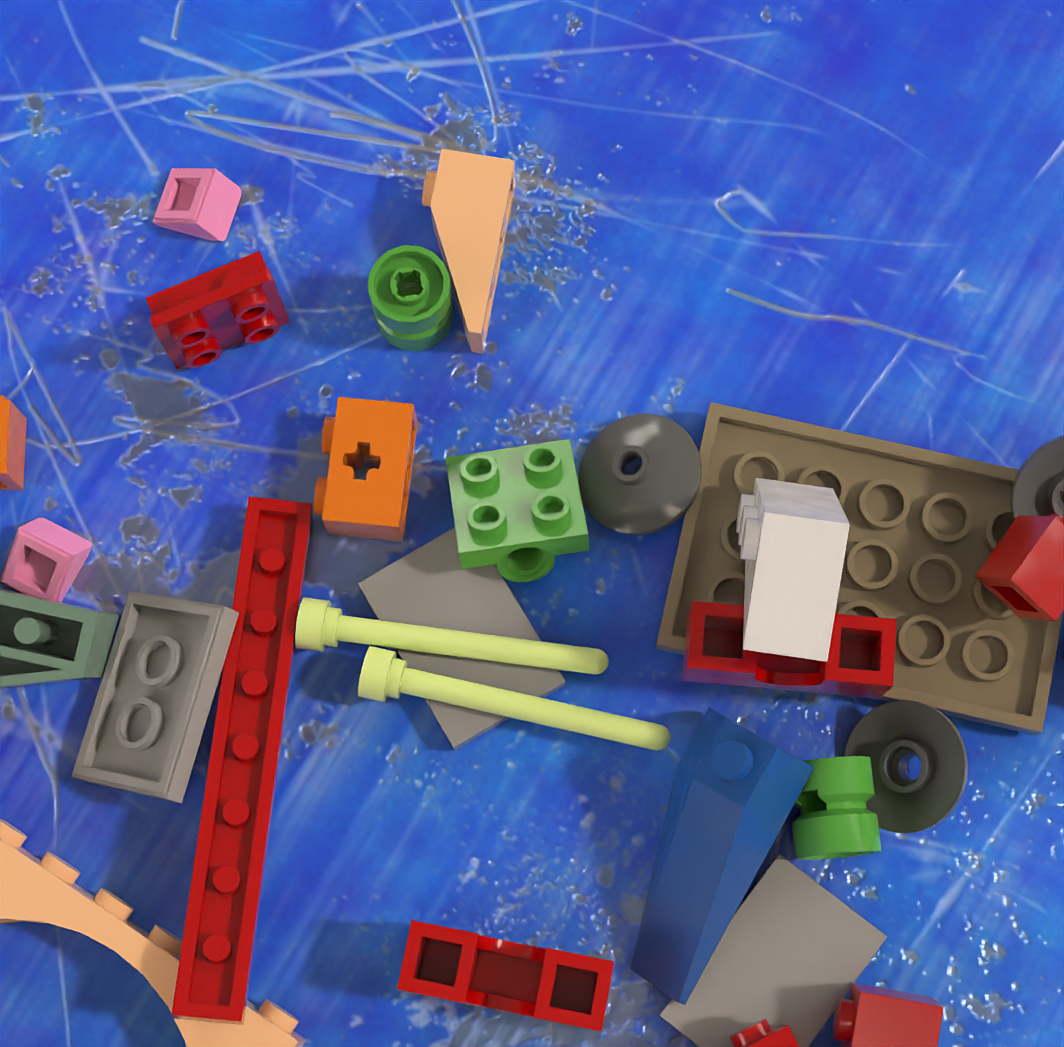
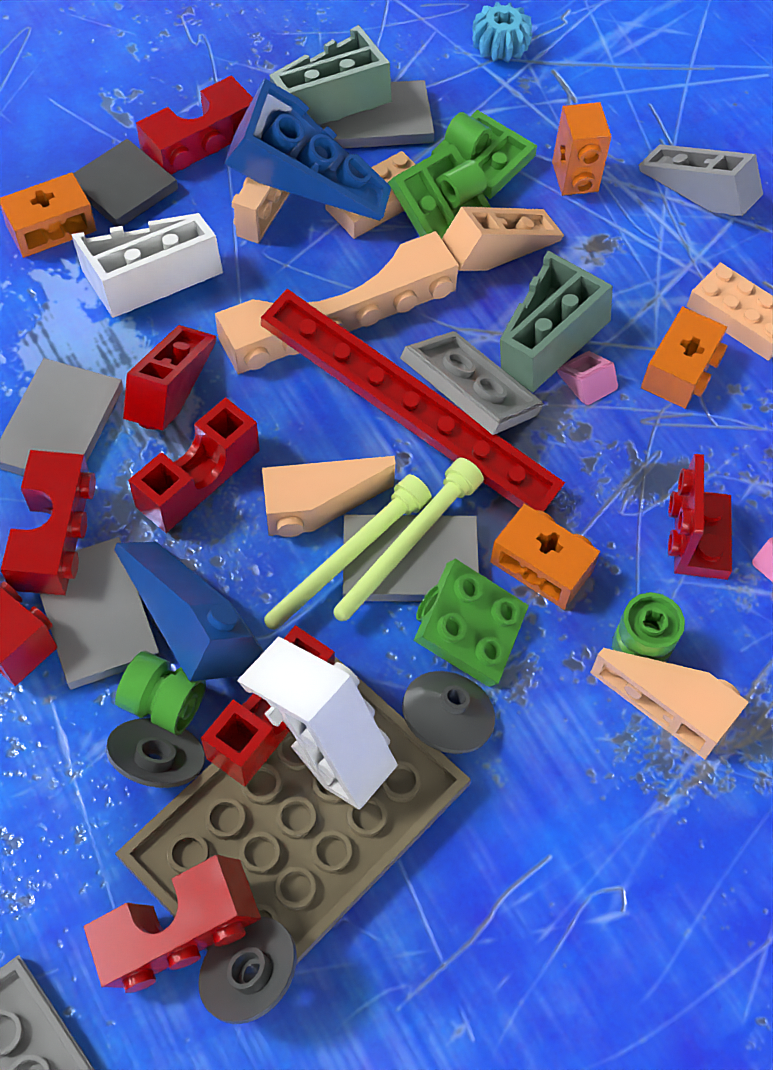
camera: 115 degrees right, 15 degrees down
(454, 801) = (316, 493): none -> light nougat slope

